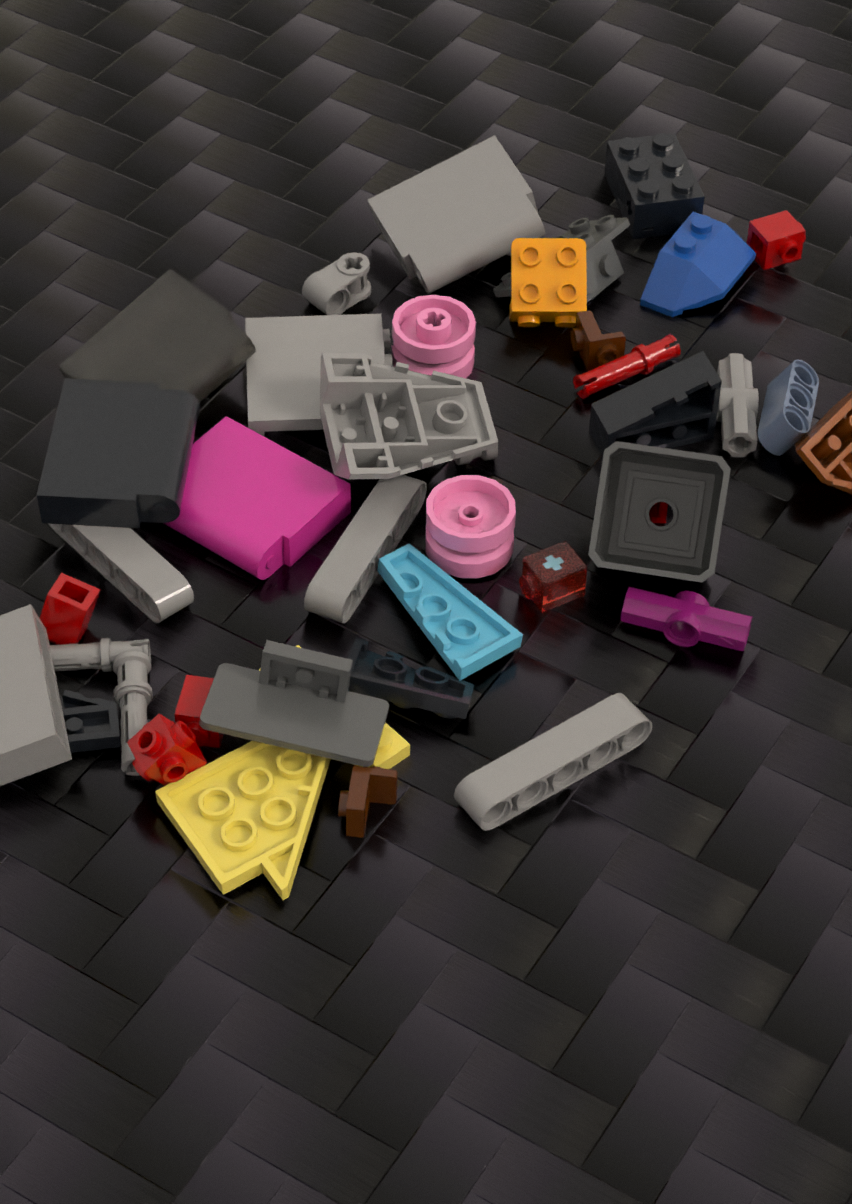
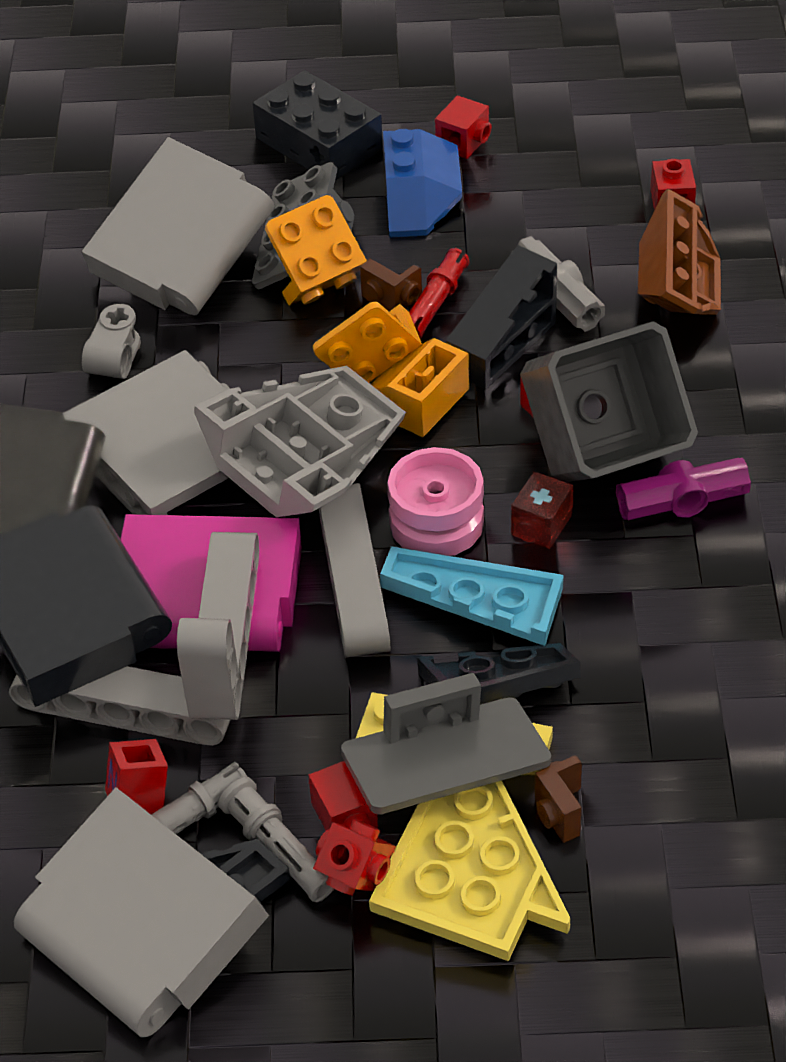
camera: 30 degrees left, 0 degrees up
(178, 556) = (216, 644): none -> light grey beam
(434, 336) = (250, 347): bright pink wheel -> none
(520, 375) = (369, 341): none -> light orange bracket
(544, 434) = (426, 384): none -> light orange slope
(552, 761) = (686, 674): light grey beam -> none
(788, 407) = (607, 264): sand blue beam -> none

